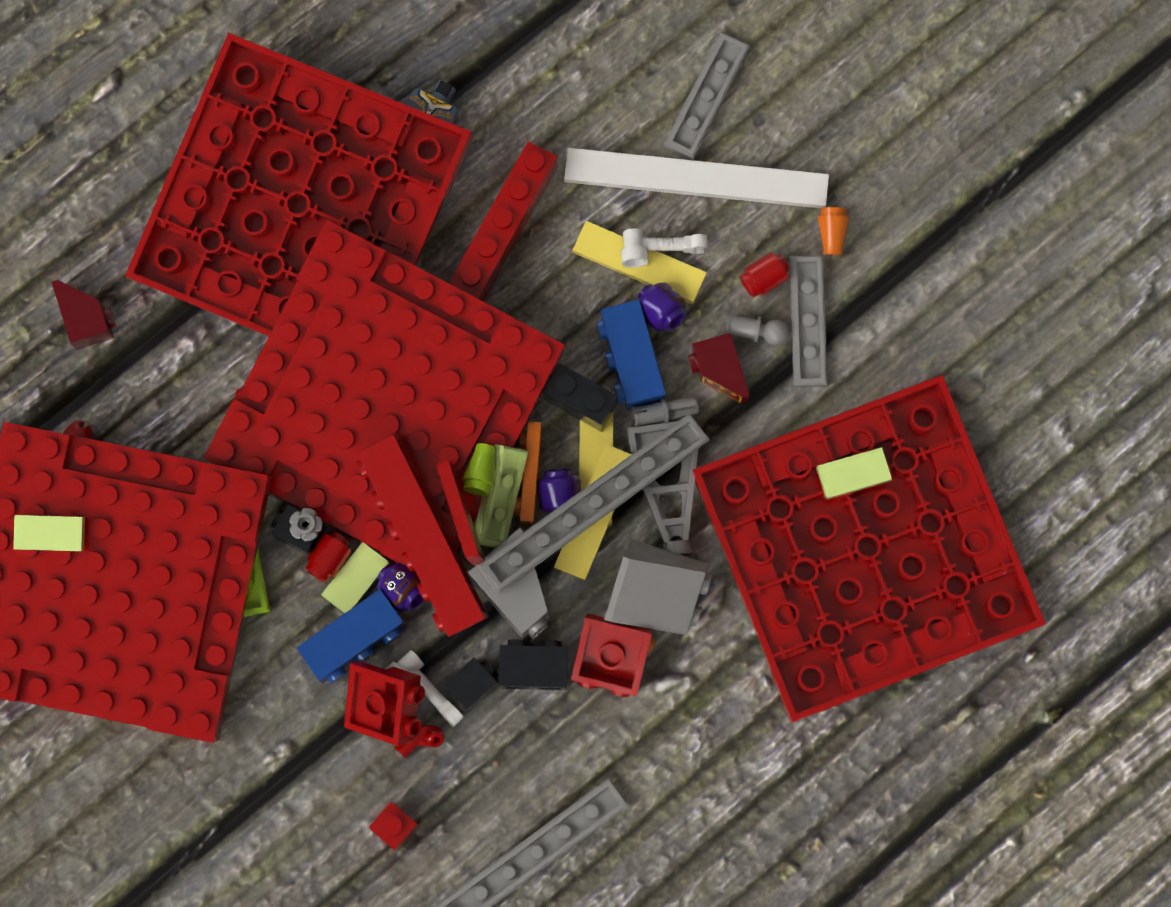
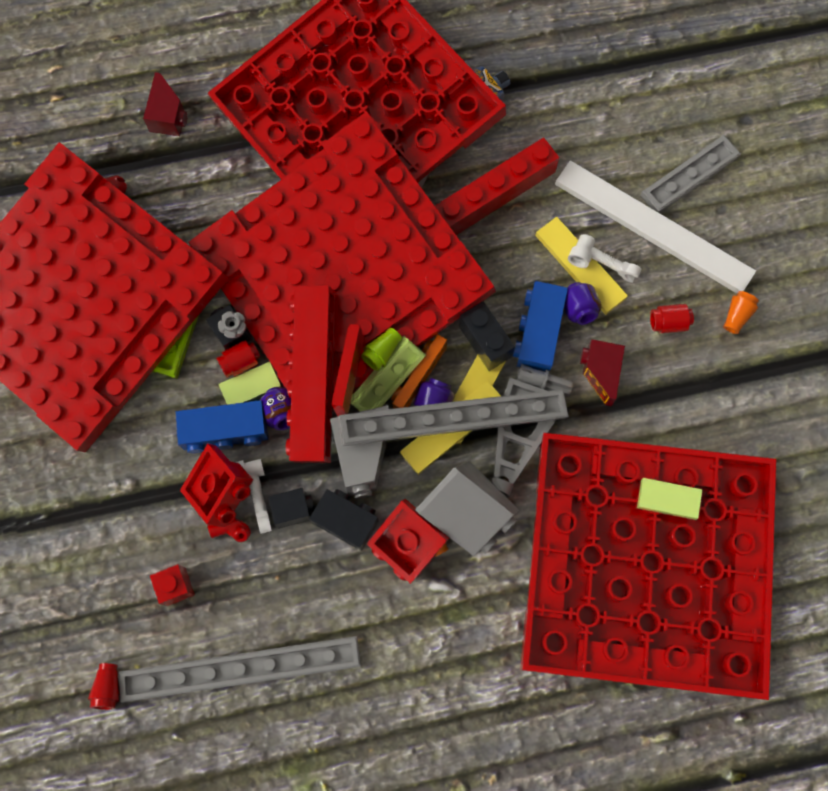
camera: 25 degrees right, 5 degrees down
(49, 533) = (43, 234): yellowish green tile -> none
(774, 331) = (657, 364): light grey pin -> none
(808, 321) = (687, 370): light grey tile -> none

